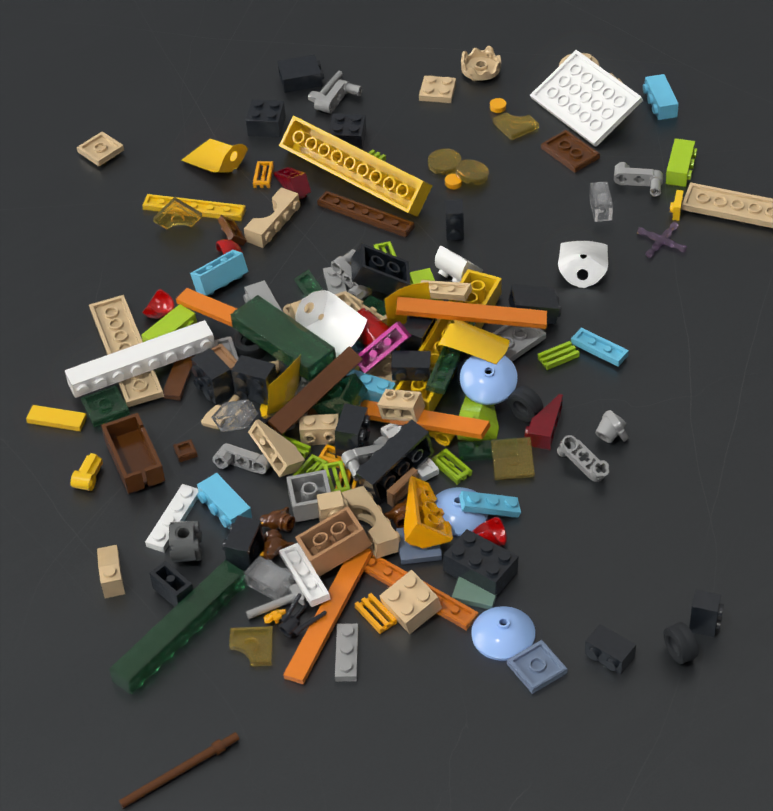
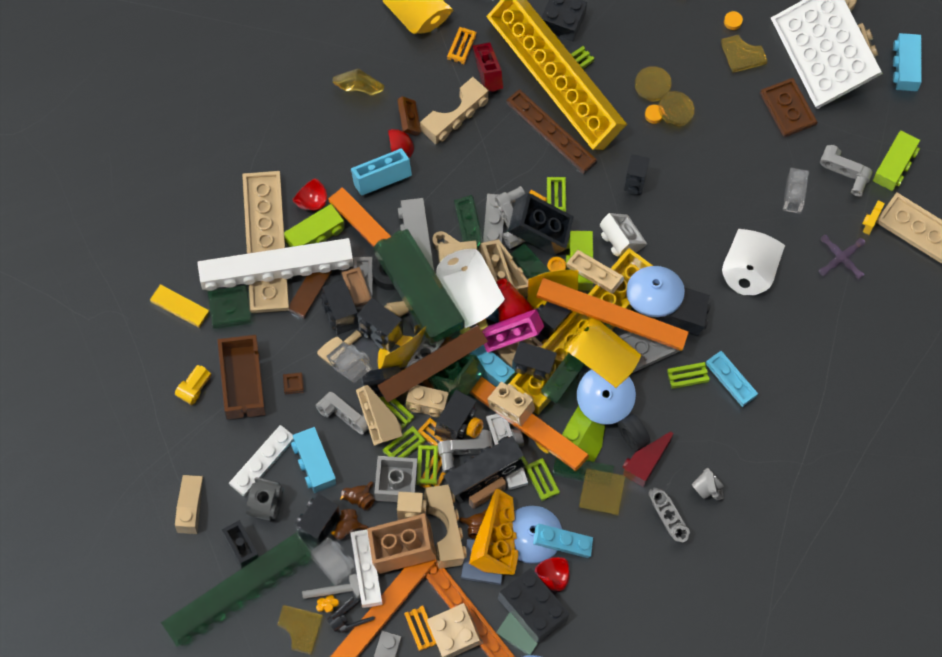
camera: 10 degrees right, 20 degrees up
(207, 208) = (380, 70): yellow tile -> none
(372, 434) = (474, 427): none -> light orange tile
(504, 290) = (652, 299): none -> light blue dish

